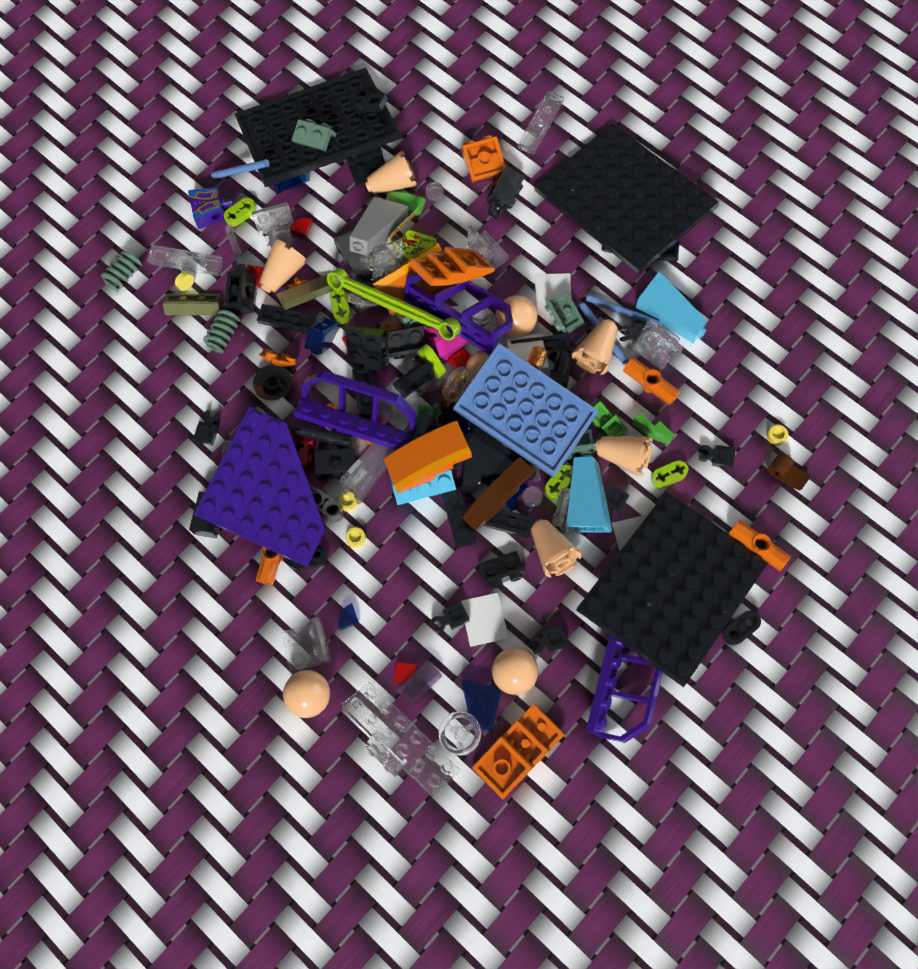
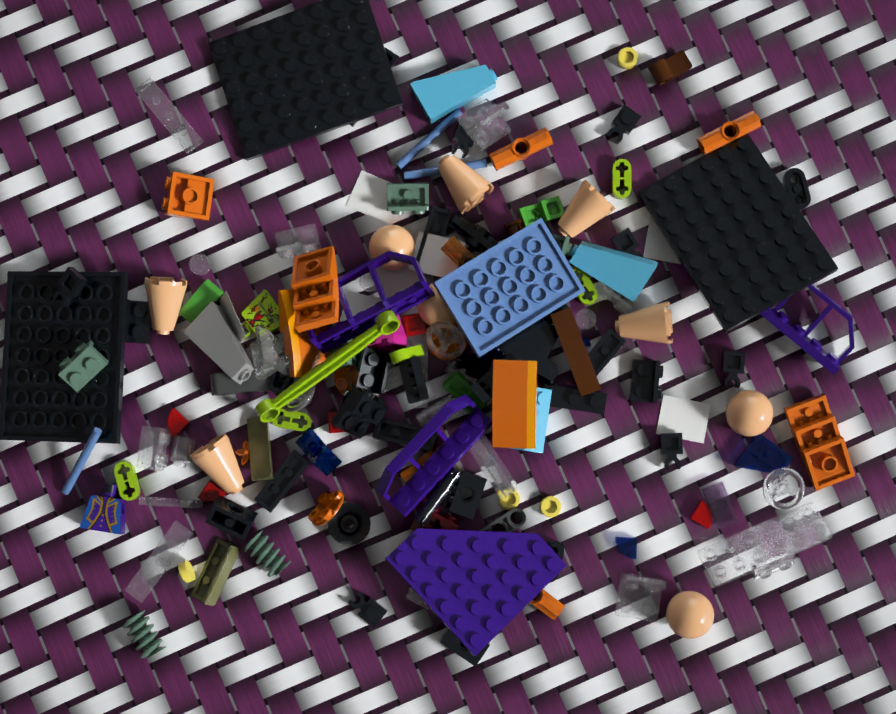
camera: 70 degrees left, 15 degrees up
(503, 191) = (240, 194): black hinge -> none
(658, 432) = (575, 169): bright green slope -> none

